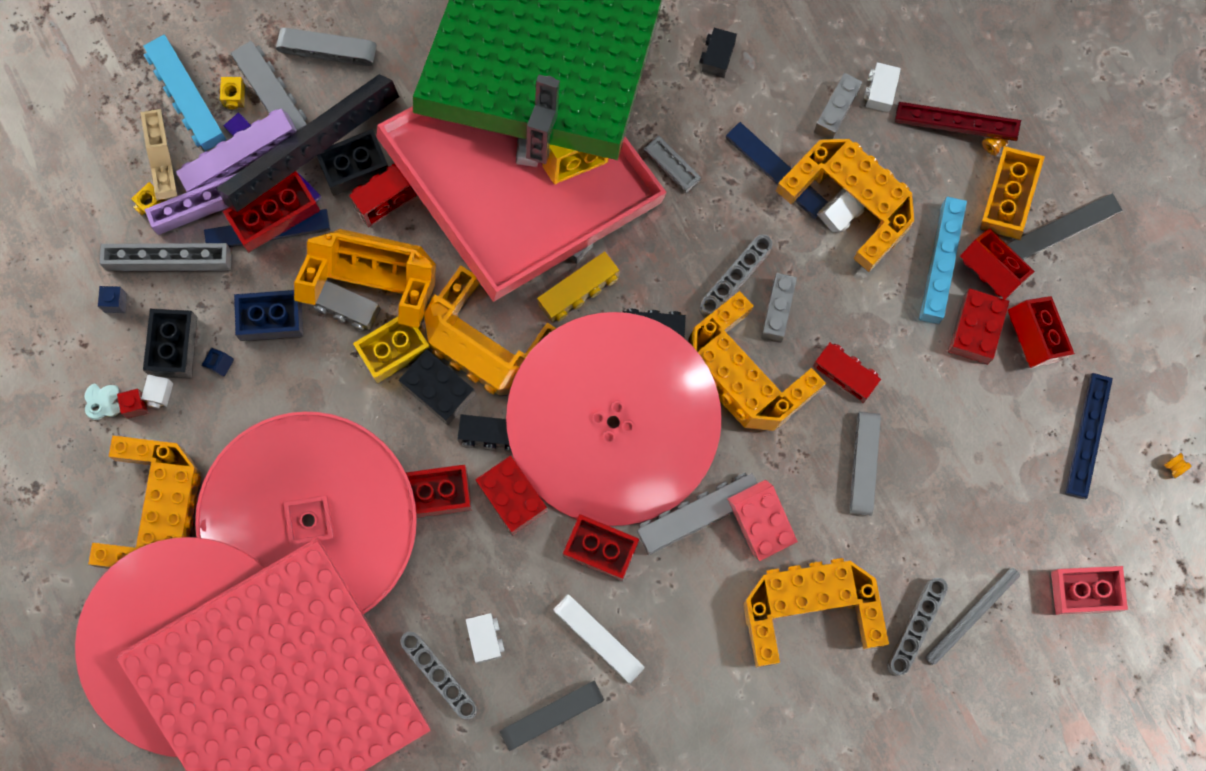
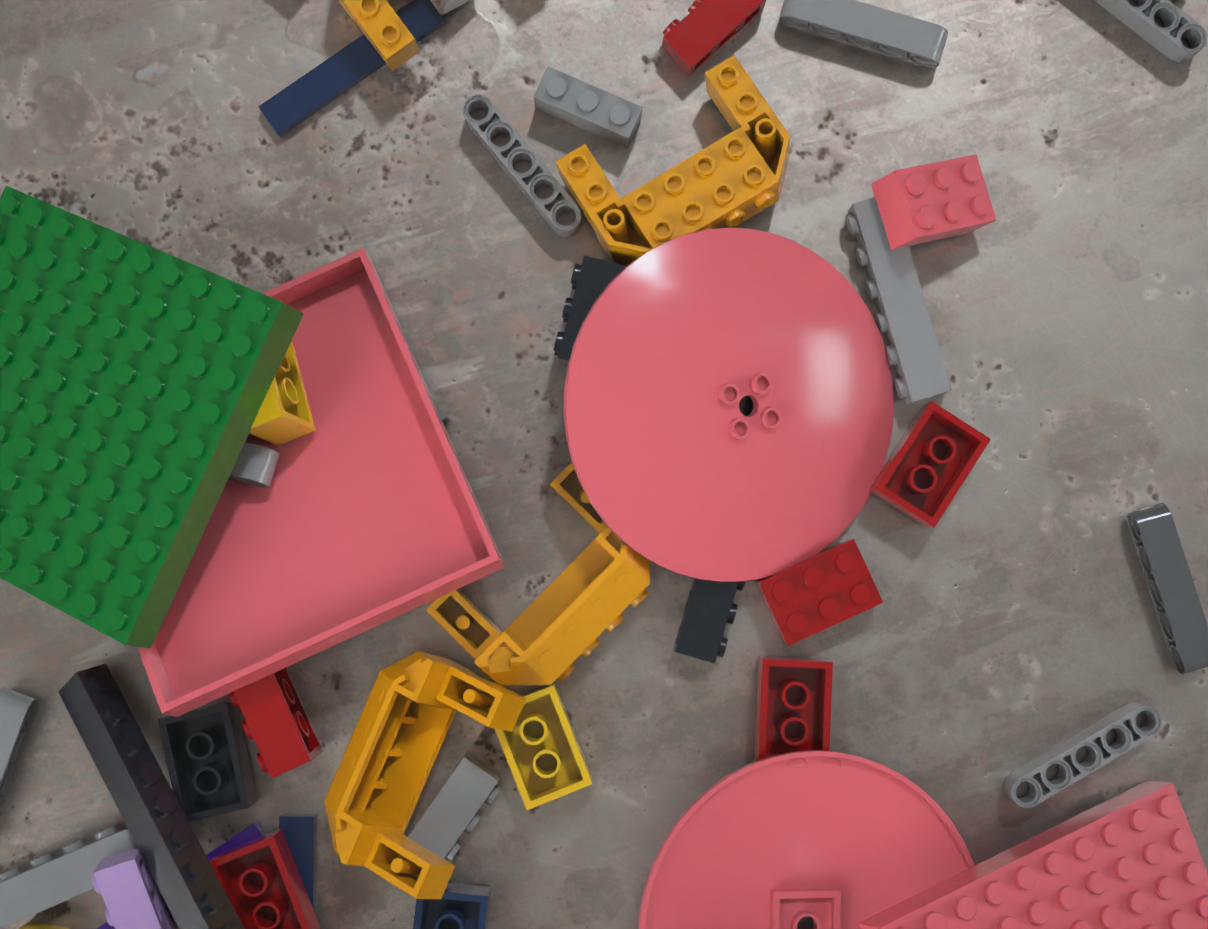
camera: 80 degrees left, 10 degrees up
(437, 387) = (619, 682): black brick -> none
(484, 638) = (1036, 673): white brick -> none
(542, 118) = (211, 424): dark grey bracket -> none
(578, 287) = (492, 422): yellow brick -> none
(599, 638) = (1066, 494): white beam -> none
(672, 164) = (310, 231): light grey plate -> none
(719, 52) = (130, 116): black brick -> none
(809, 591) = (1062, 152): light orange wedge -> none

